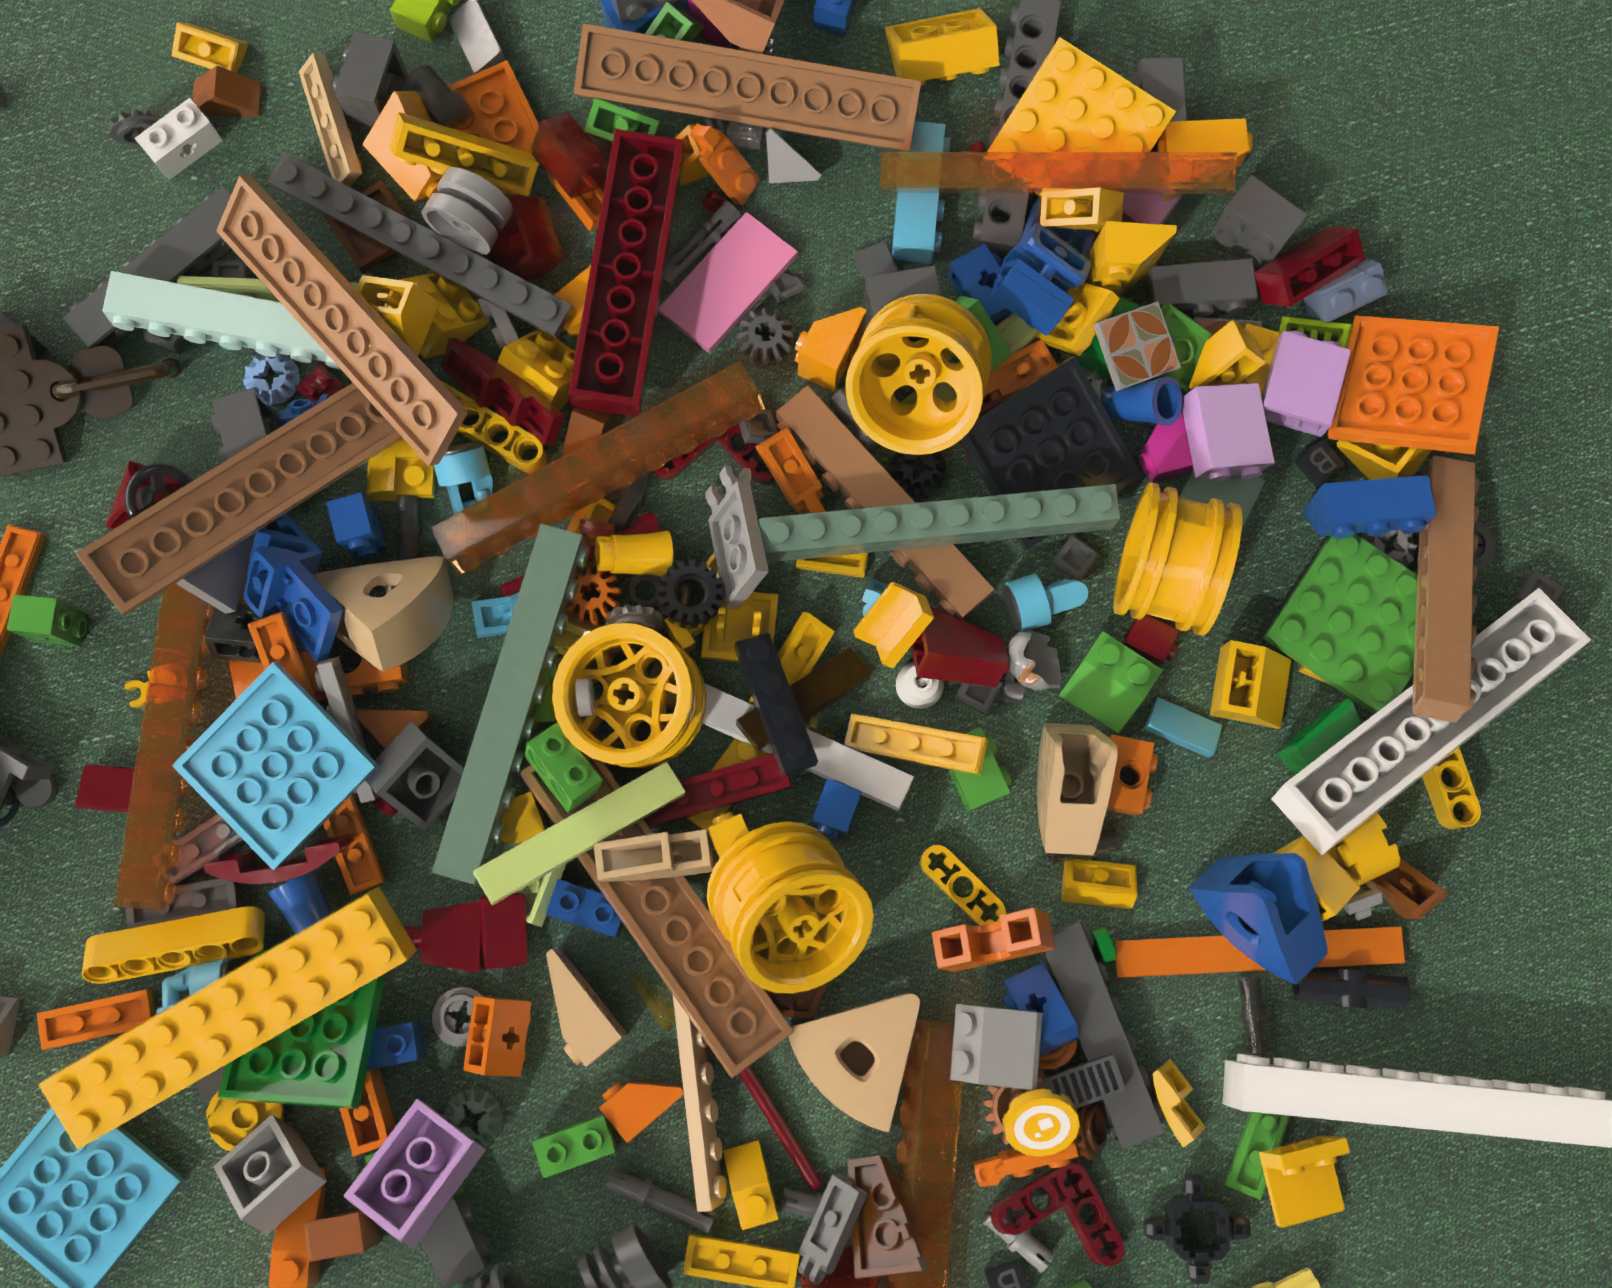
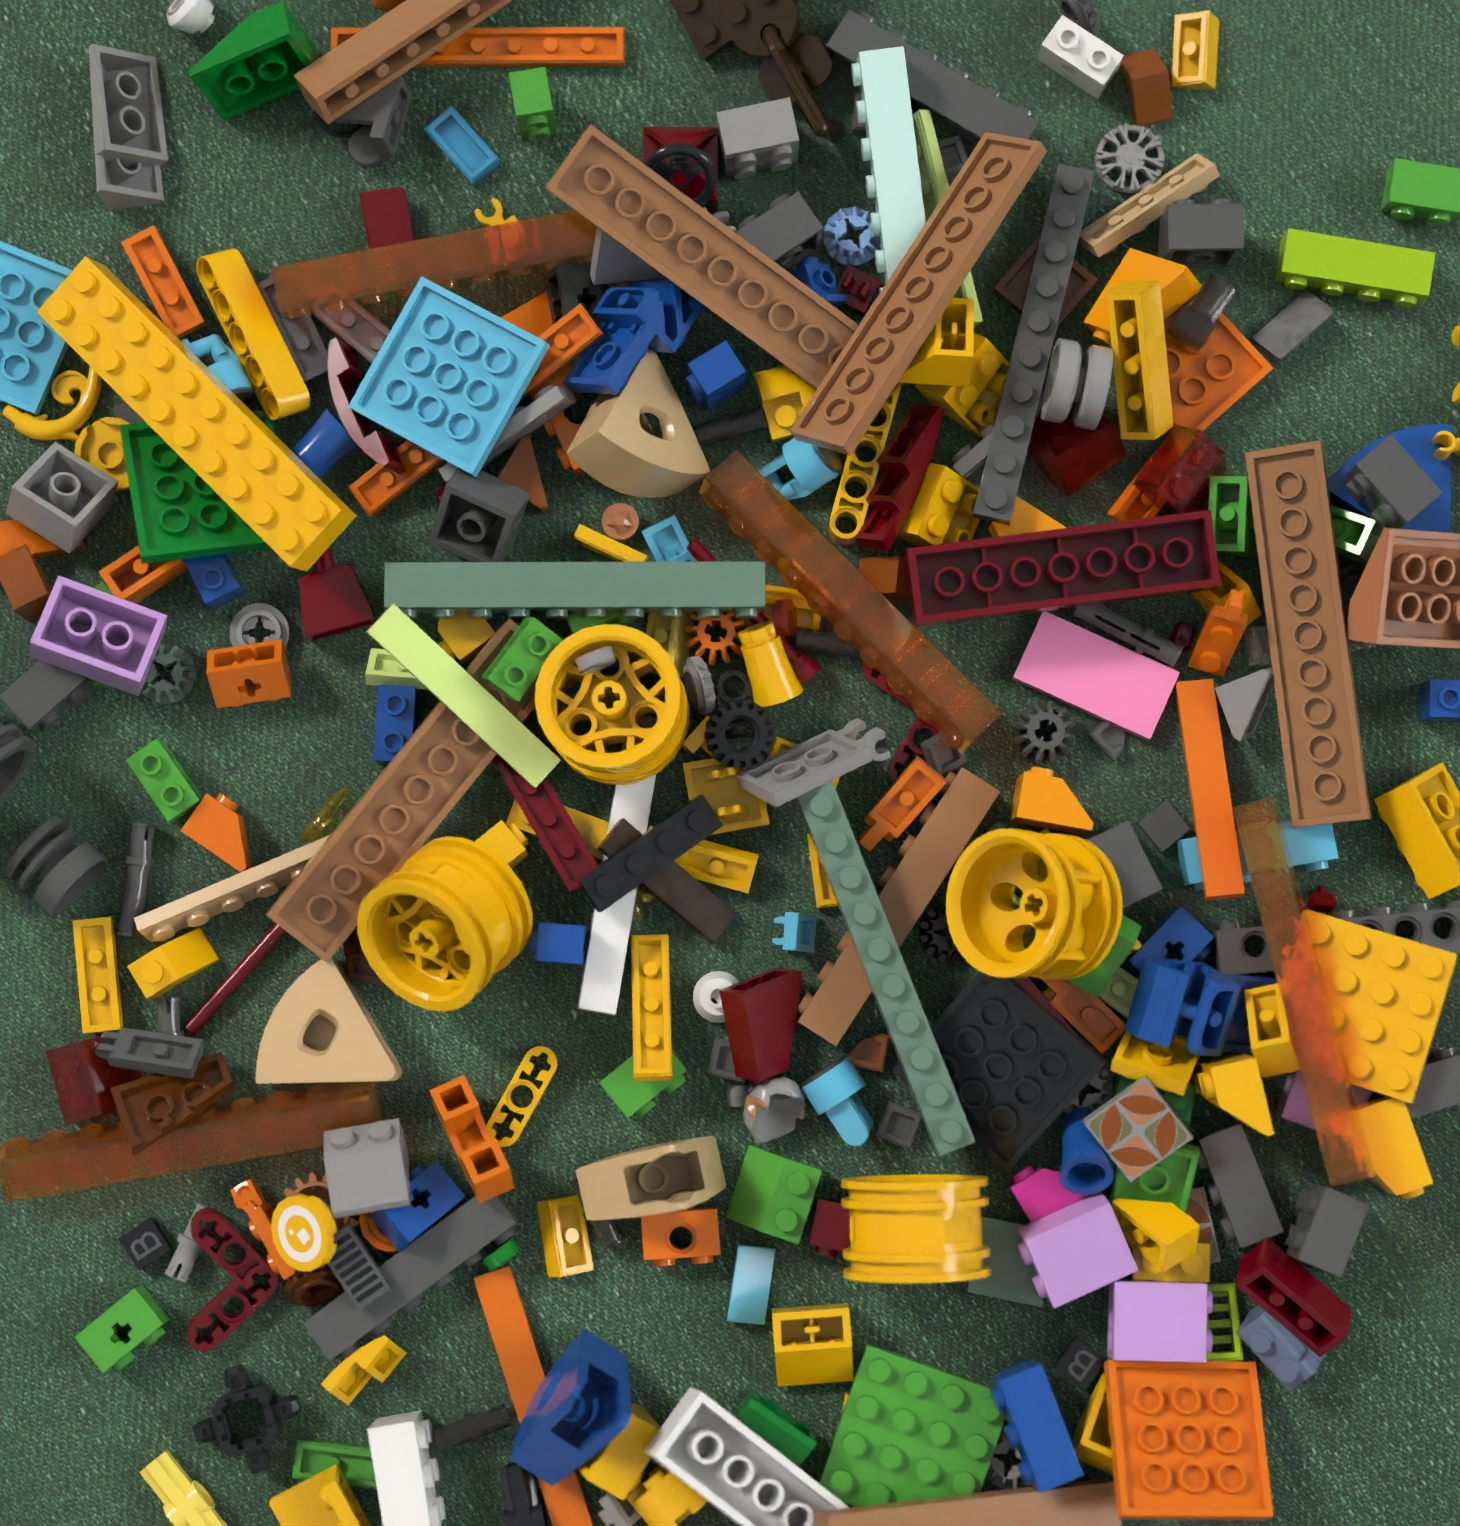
camera: 80 degrees right, 5 degrees up
(66, 701) = (462, 145): none -> dark azure tile
(151, 426) = (758, 138): none -> light grey brick
(165, 1148) = (63, 428): none -> yellow plant
(284, 127) = (1129, 158): none -> light grey wheel
(463, 653) = (620, 522): none -> nougat tile
(481, 671) = (606, 546): none -> yellow tile
(503, 932) = (348, 649): dark red slope -> none
(582, 1015) = (289, 753): tan slope -> none
(654, 856) = (459, 776): tan slope -> none
(857, 211) = (1209, 790): none -> orange tile
(895, 622) = (771, 953): yellow panel -> none
(1004, 564) = (870, 1052): none -> dark orange tile

